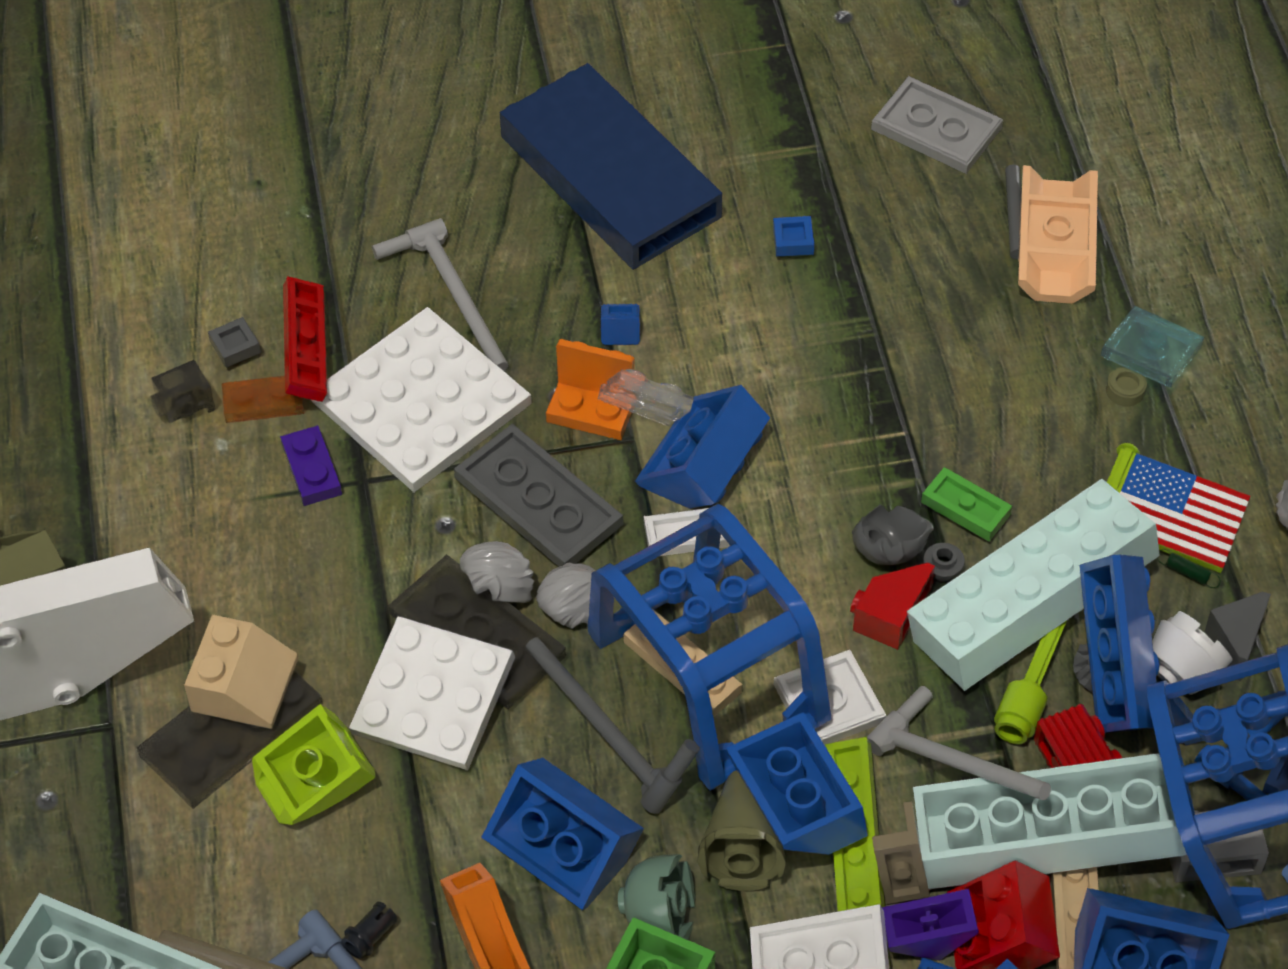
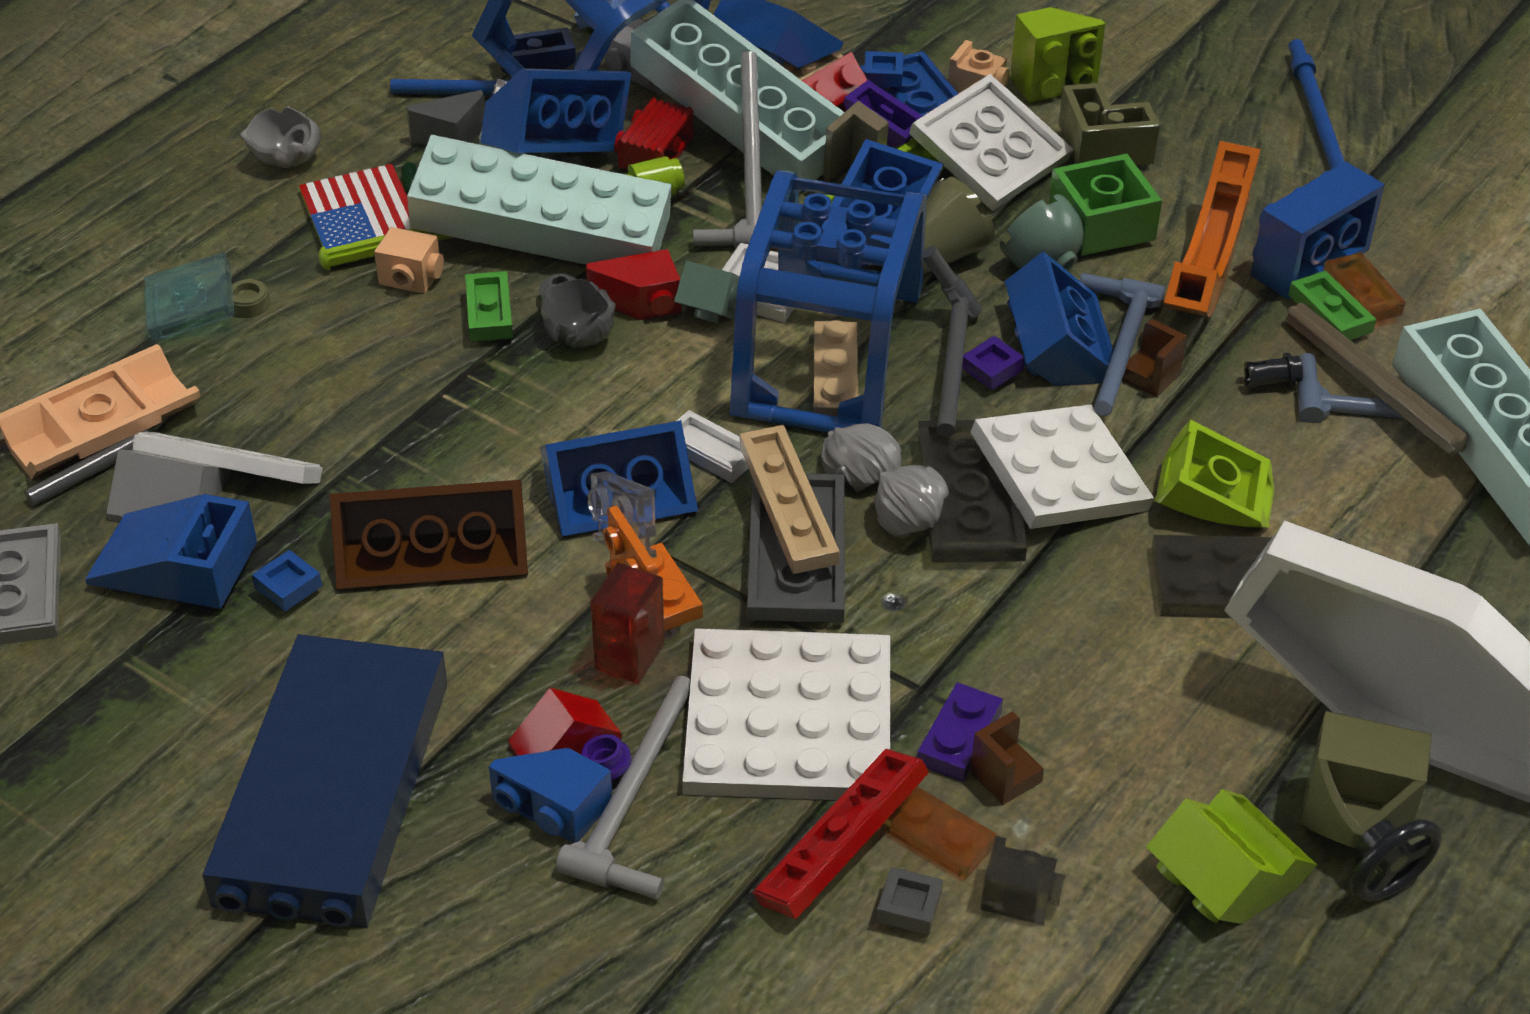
camera: 135 degrees left, 10 degrees down
(75, 496) = (1229, 857): none -> lime piece
(239, 673) = (1212, 565): tan slope -> none
(259, 454) = (1001, 762): none -> reddish brown panel
(461, 851) = (1158, 360): none -> reddish brown panel
(484, 286) = (609, 752): none -> dark purple plate
(487, 245) = (553, 789): none -> blue slope
(524, 288) = (561, 722): none -> red slope
(542, 929) = (1139, 297): none -> sand blue bar
(548, 322) = (627, 623): none -> clear red brick
(567, 497) = (789, 499): none -> tan plate
(577, 753) = (993, 362): none -> dark purple plate
(620, 324) = (528, 639): blue slope -> none
(760, 323) = (428, 534): none -> reddish brown slope
(840, 630) = (708, 291): none -> sand green brick
(869, 195) = (179, 550): none -> blue slope
(940, 269) = (227, 457): none -> white tile
(951, 235) = (153, 480): none -> light grey slope
(1063, 481) = (408, 260): none -> light nougat brick

